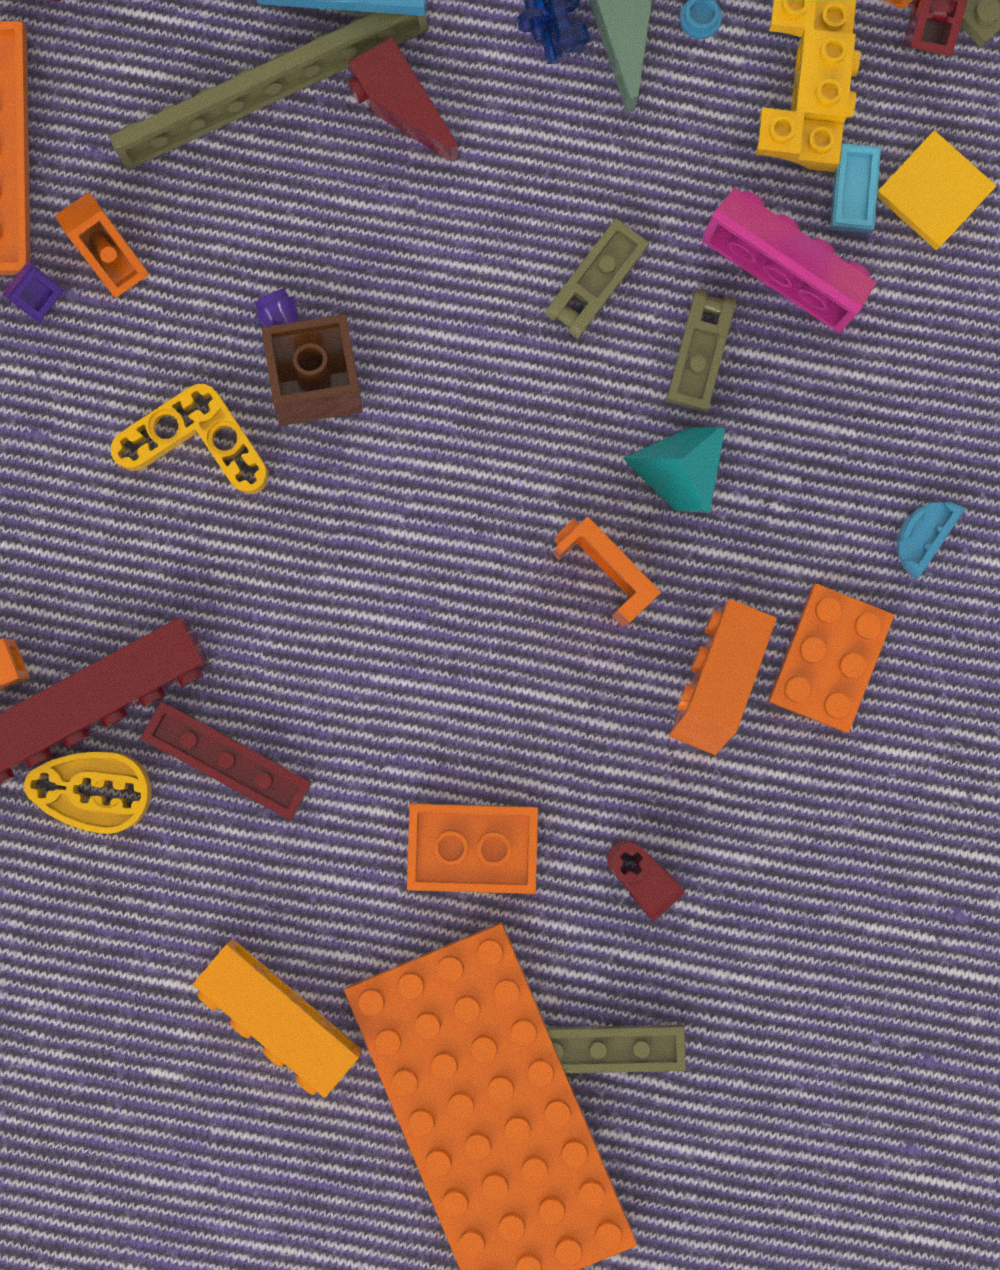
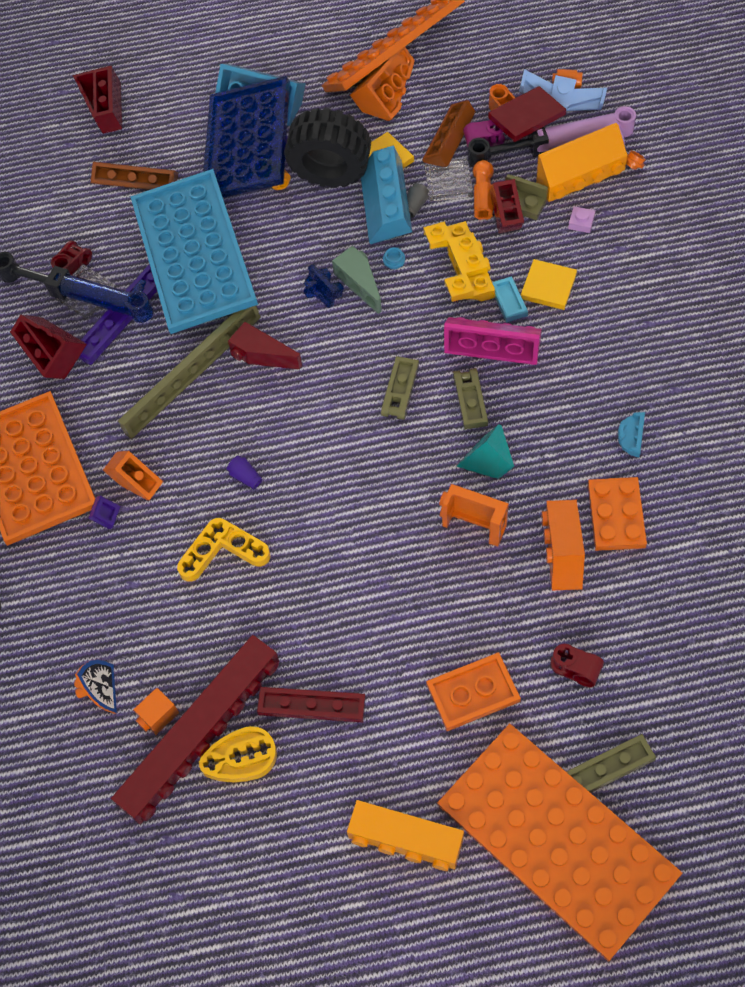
camera: 15 degrees left, 25 degrees down
(311, 370) = (272, 486): reddish brown slope -> none

